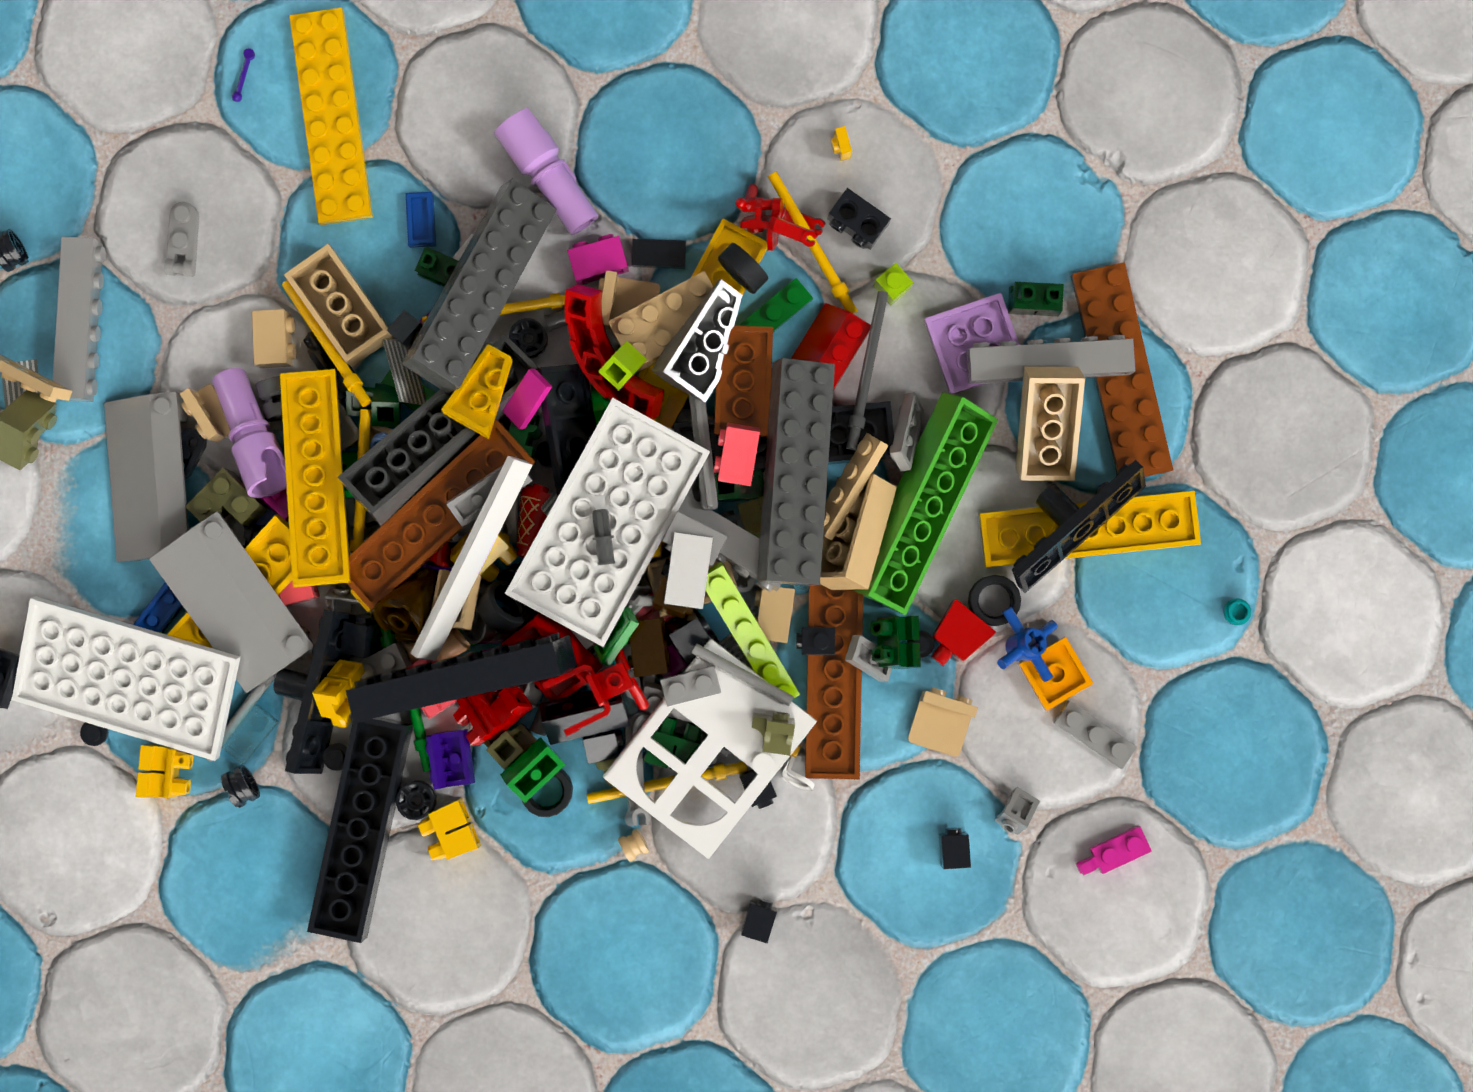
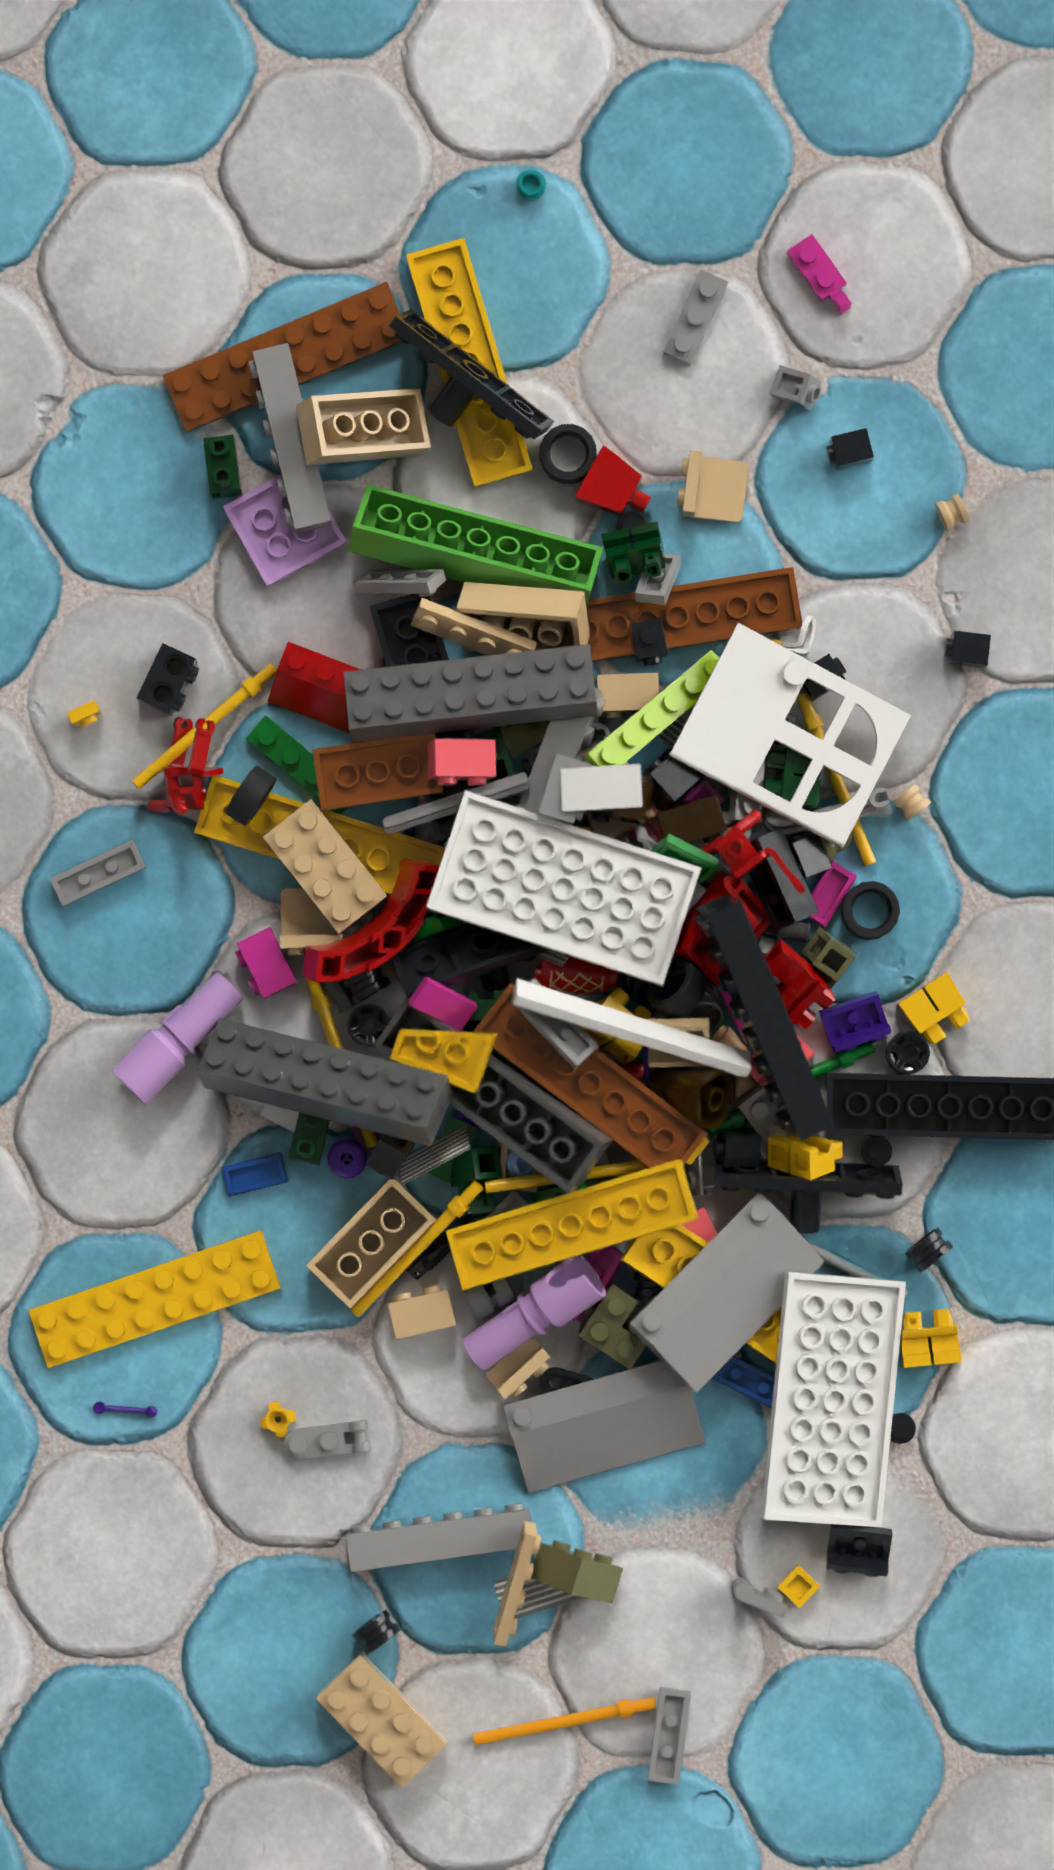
camera: 105 degrees left, 0 degrees up
(201, 198) = (269, 1422): none -> yellow plate
(424, 301) = (358, 1163): none -> dark purple head
(532, 770) = (849, 924): green brick -> none
(560, 339) = (366, 984): none -> black wheel
(575, 760) = (830, 892): none -> dark pink tile
(603, 537) = (581, 888): dark grey axle -> none
(622, 365) = (387, 904): lime brick -> none
(658, 253) = (245, 897): black tile -> none
(690, 685) = (725, 767): light grey plate -> none
(697, 350) = (352, 826): dark grey wedge -> none
(703, 131) = (98, 873): none -> light grey plate
(742, 674) = (702, 712): light grey bar -> none
(776, 731) = (758, 662): olive brick -> none
(857, 421) = (400, 638): dark grey bar -> none
(883, 929) = (952, 511): none -> tan wheel
(894, 282) = (234, 627): lime brick -> none
(1027, 644) = (610, 409): blue bar -> none
(1067, 673) = (636, 372): light orange plate -> none

